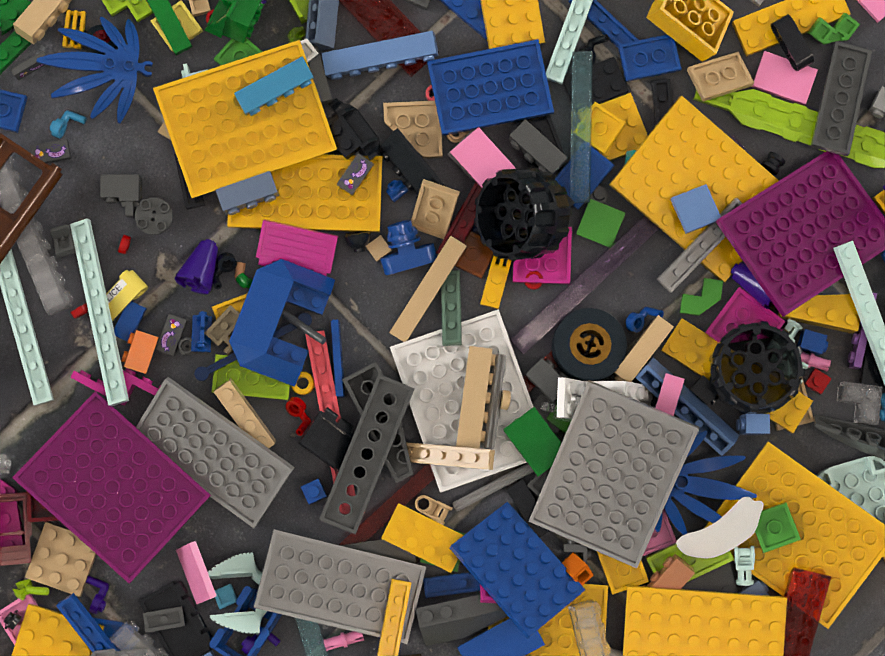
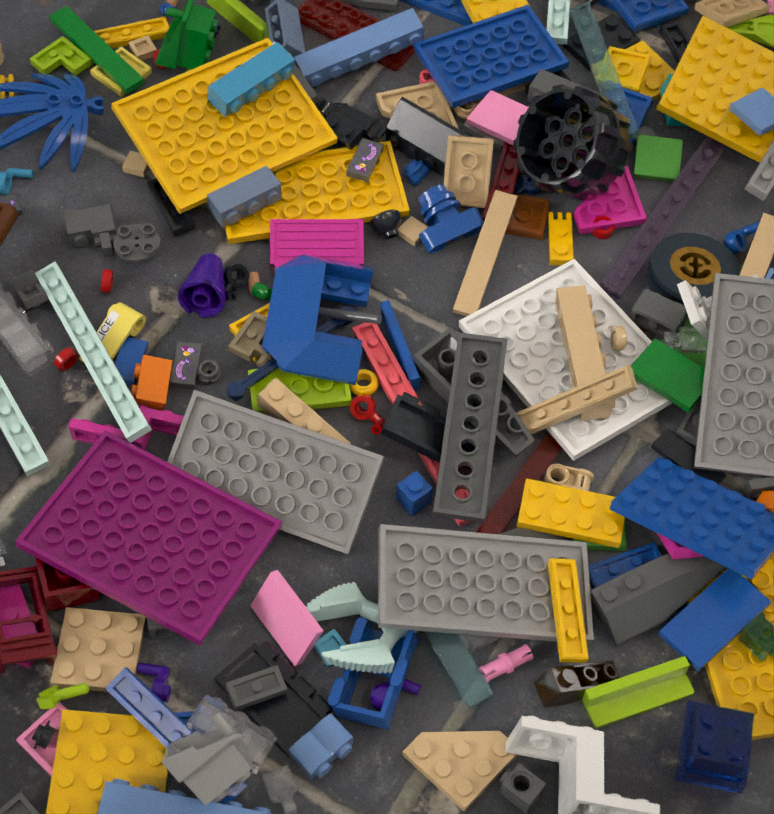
camera: 15 degrees left, 25 degrees down
(200, 325) = (221, 352): blue hinge -> none
(451, 310) = (520, 270): sand green tile -> none
(492, 487) = (637, 443): light grey axle -> none
(495, 398) = (603, 328): light grey axle -> none

